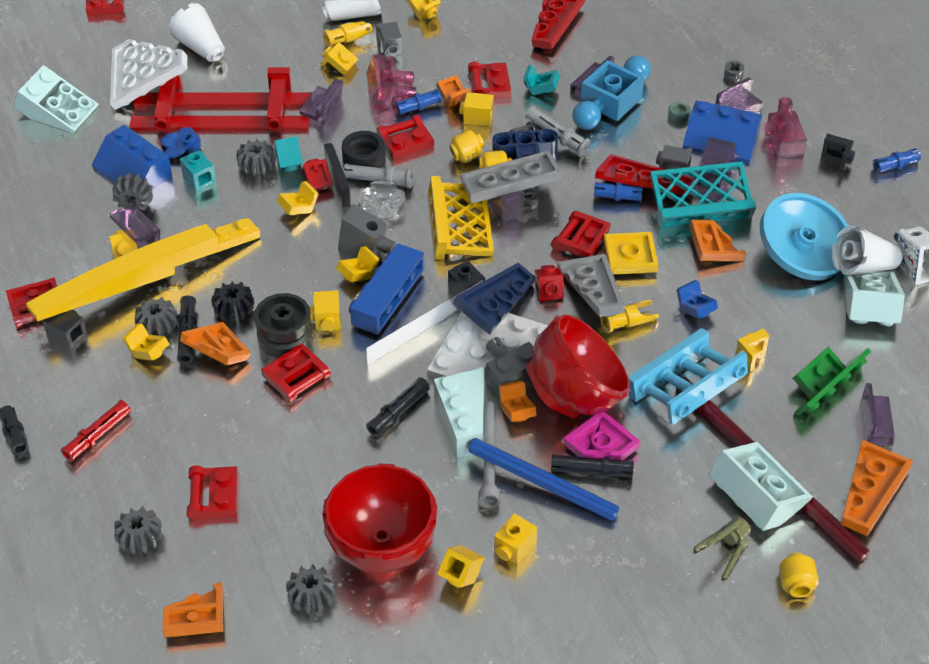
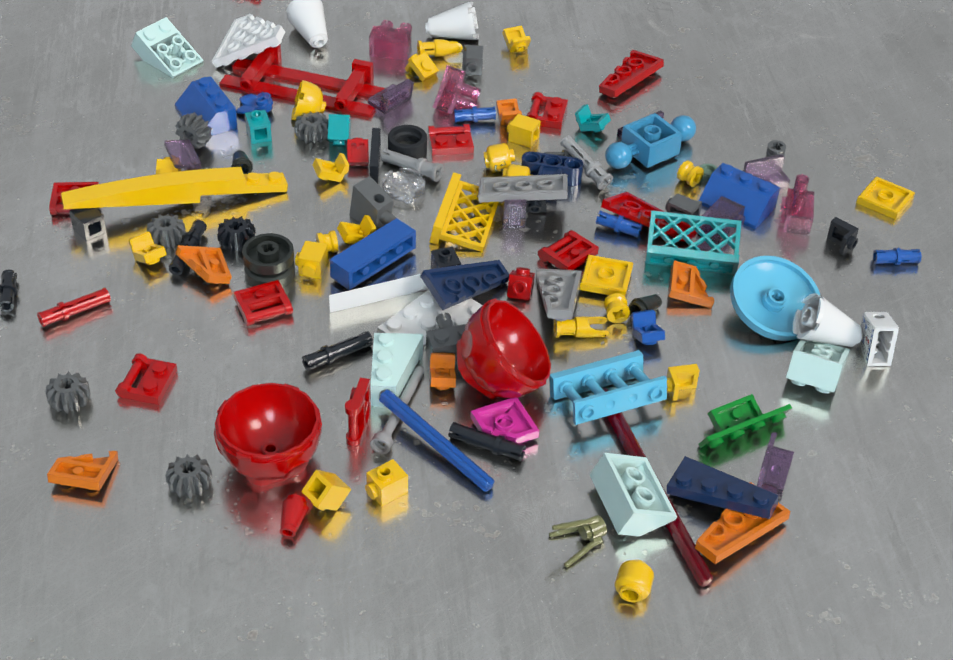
camera: 15 degrees right, 5 degrees down
(198, 216) = (241, 160): none -> pearl dark grey cone
(239, 128) = (308, 98): none -> yellow cylinder
(294, 38) = (391, 42): none -> clear pink brick
(335, 282) = (330, 239): none -> yellow wheel
(435, 598) = (292, 514): none -> red cone
(455, 471) = (358, 412): none -> red plate
(656, 286) = (616, 308): none -> yellow wheel
(664, 118) = (690, 173): none -> yellow wheel
(681, 276) = (645, 303): none -> pearl dark grey cone
(839, 456) = (711, 486): none -> dark blue wing
(859, 98) = (885, 197): none -> yellow tile

